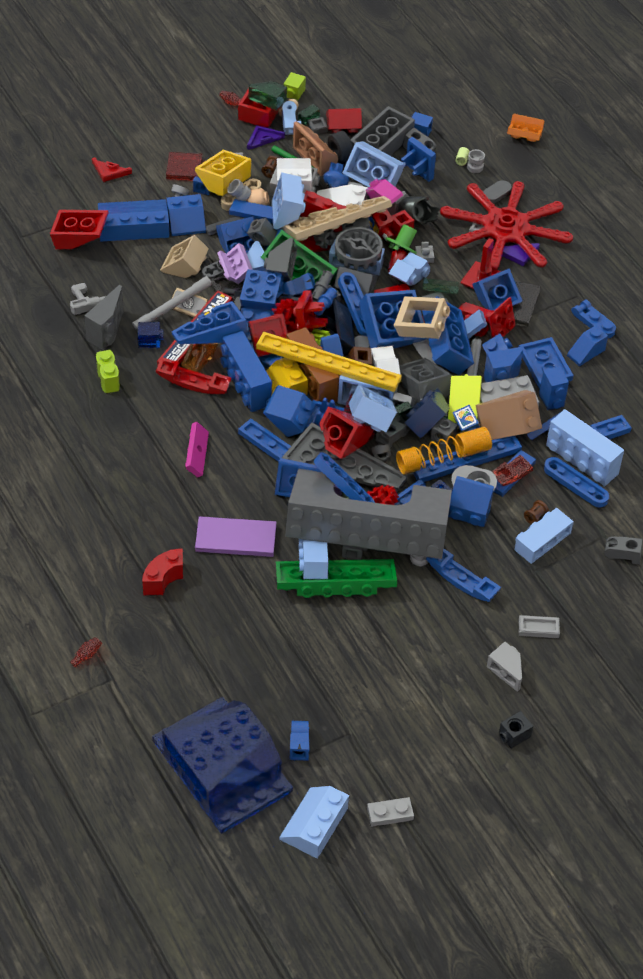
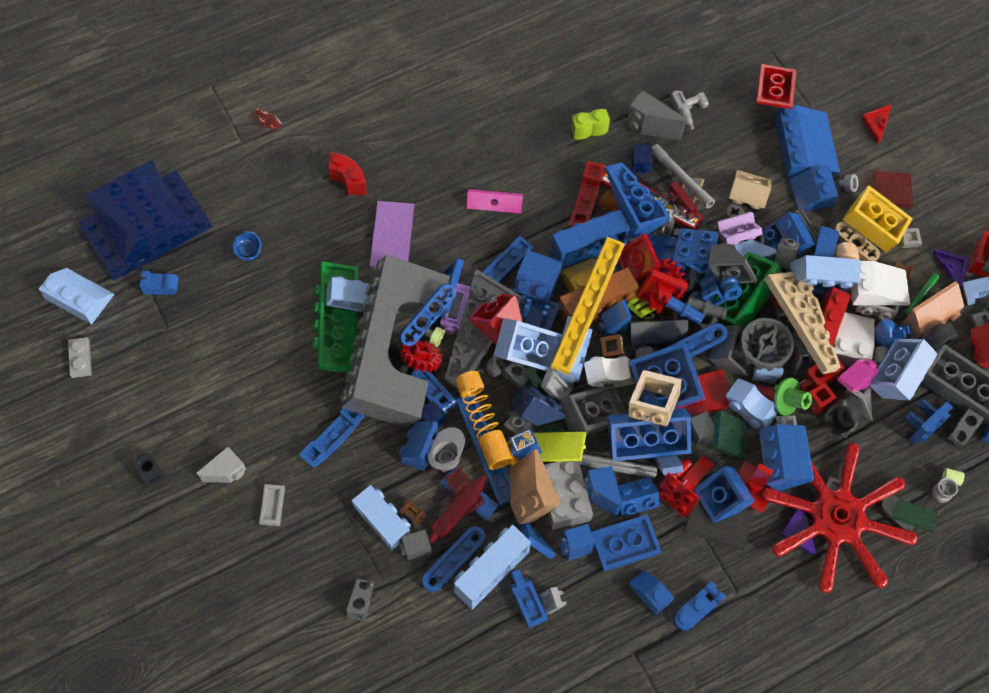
camera: 90 degrees right, 15 degrees up
(204, 299) = (683, 201): none -> dark red plate
(239, 190) = (848, 232): light grey wheel -> none
(253, 657) = (247, 246): none -> blue hair
(303, 267) = (730, 288): none -> blue wheel
(458, 246) = (787, 454): none -> blue slope
(500, 179) = (915, 515): none -> clear green tile
(530, 474) = (457, 509): none -> dark red piece
(568, 505) = (415, 545): none -> dark grey brick
(605, 411) = (551, 600): none -> light grey tile

